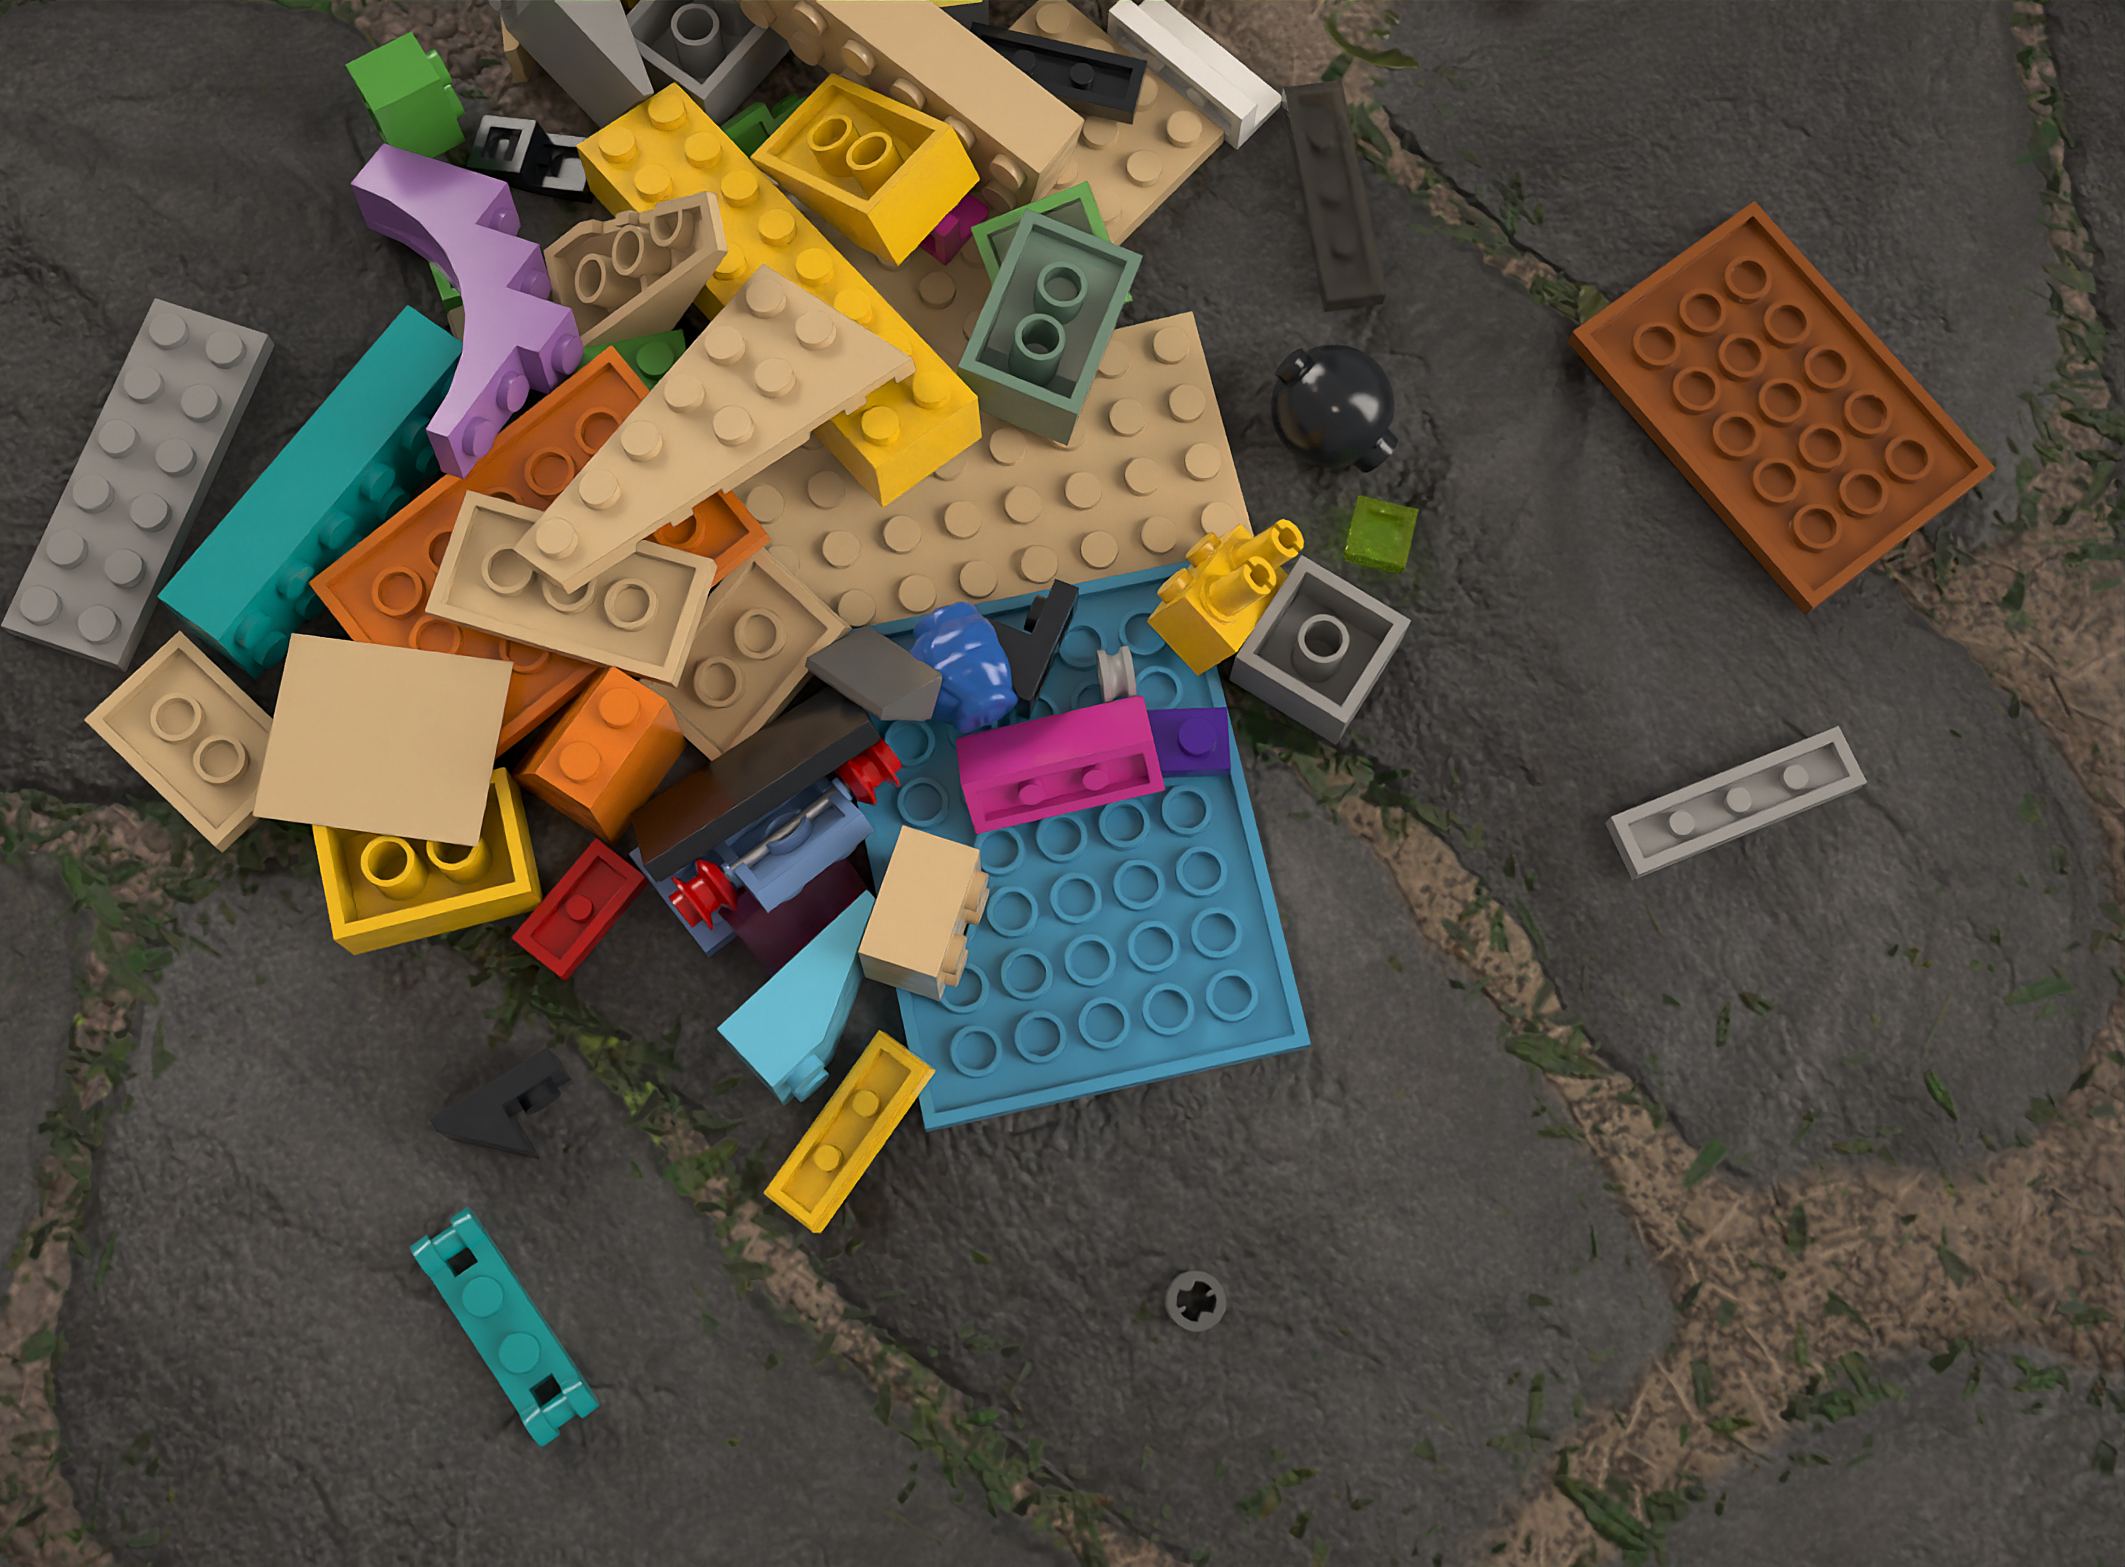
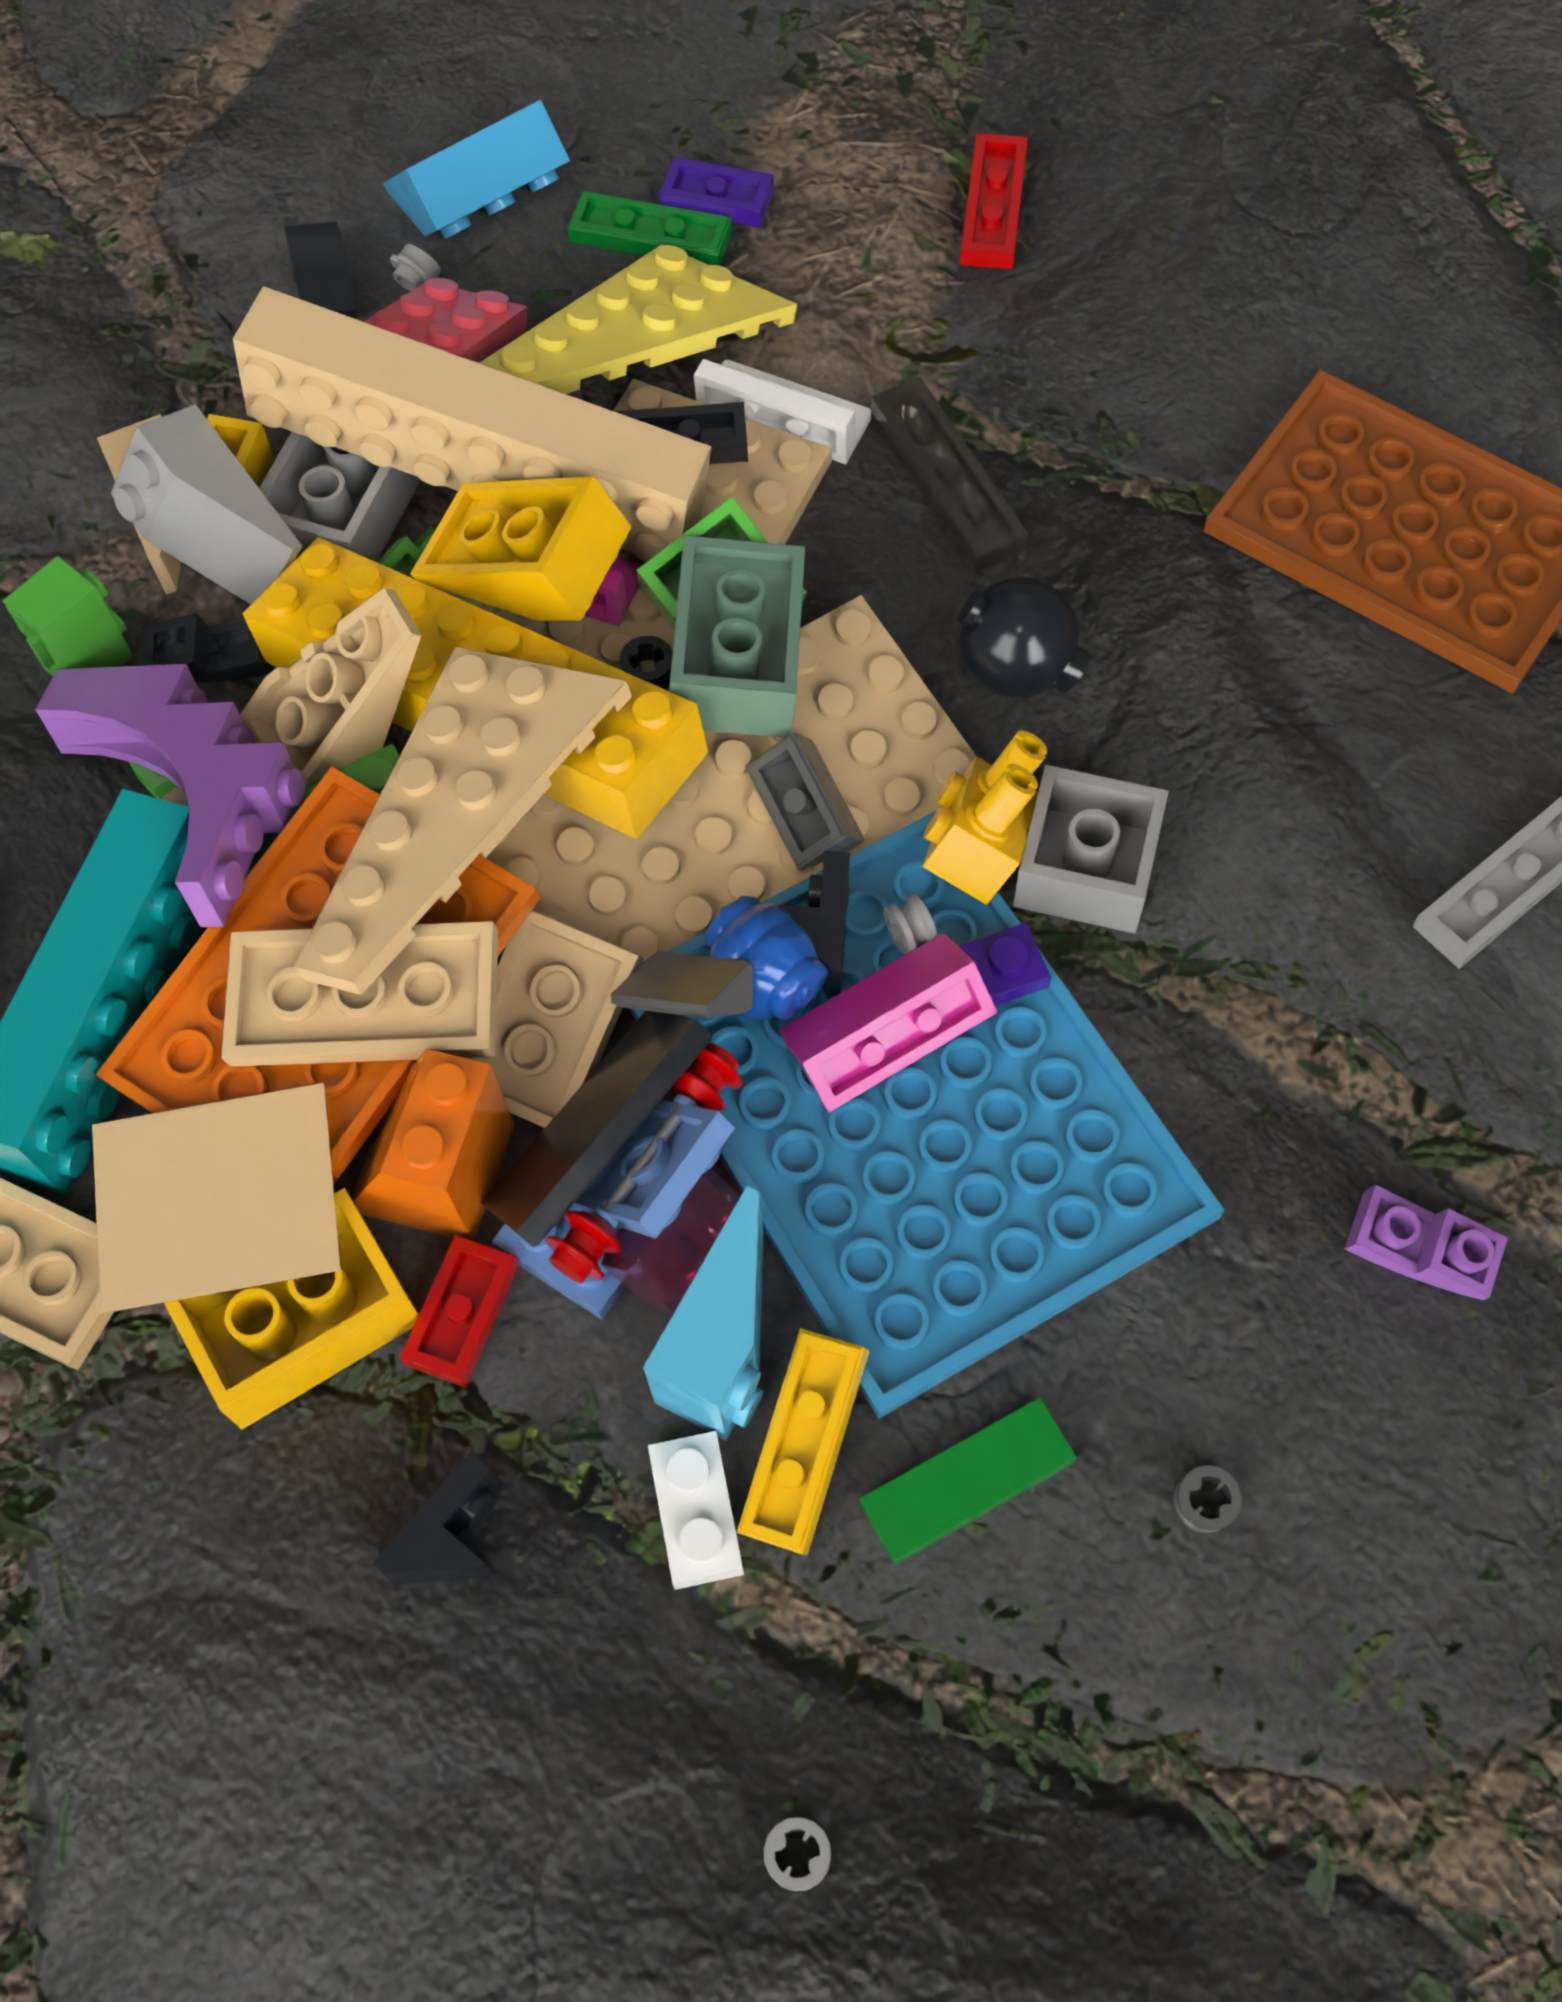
camera: 10 degrees left, 10 degrees down
(505, 1326) = (514, 1761): teal plate -> none
(710, 1470) = (777, 1842): none -> light grey bush
(734, 1160) = (695, 1510): none -> white plate
(922, 914) = (807, 1185): tan brick -> none
(943, 309) = (645, 649): none -> black bush
(986, 1214) = (967, 1481): none -> green tile
(1061, 514) = (803, 801): none -> dark grey slope
(1380, 534) = (1103, 737): clear neon green plate -> none
(1488, 1134) = (1426, 1246): none -> medium lavender slope

